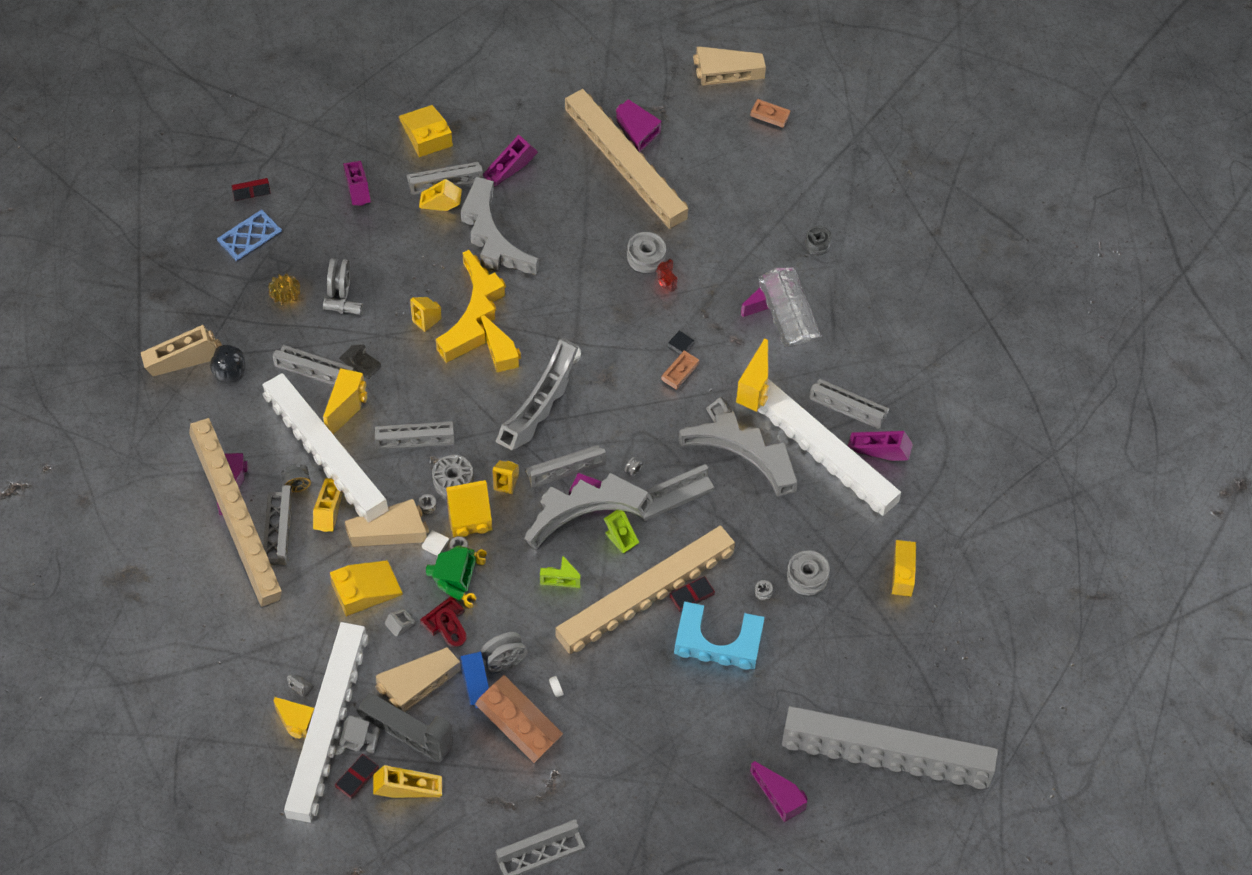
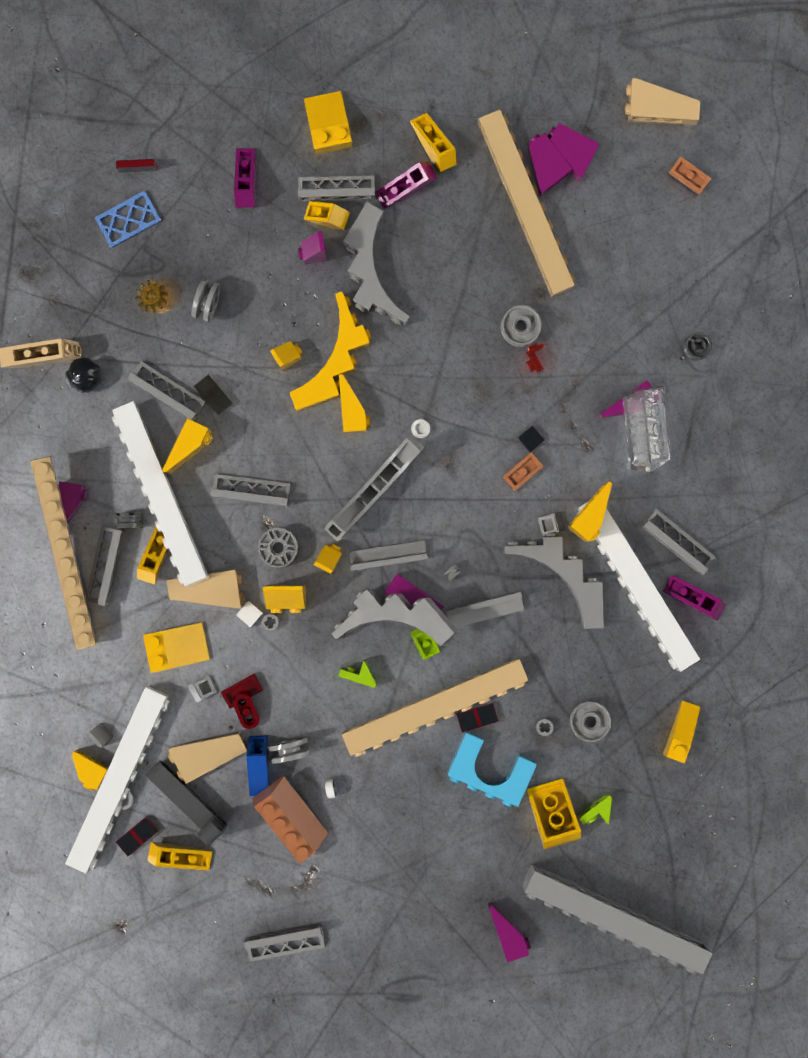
camera: 10 degrees right, 30 degrees up
(342, 306) = (206, 327): light grey pin -> none
(355, 734) = (141, 798): light grey brick -> none
(427, 498) = (255, 571): light grey bush -> none
(434, 219) = (313, 249): none -> magenta slope
(454, 571) = (260, 653): green torso -> none
(530, 126) = (434, 142): none -> yellow slope
(662, 107) = (574, 147): none -> magenta slope
(796, 666) = (554, 814): none -> yellow slope
(840, 652) = (601, 806): none -> lime slope

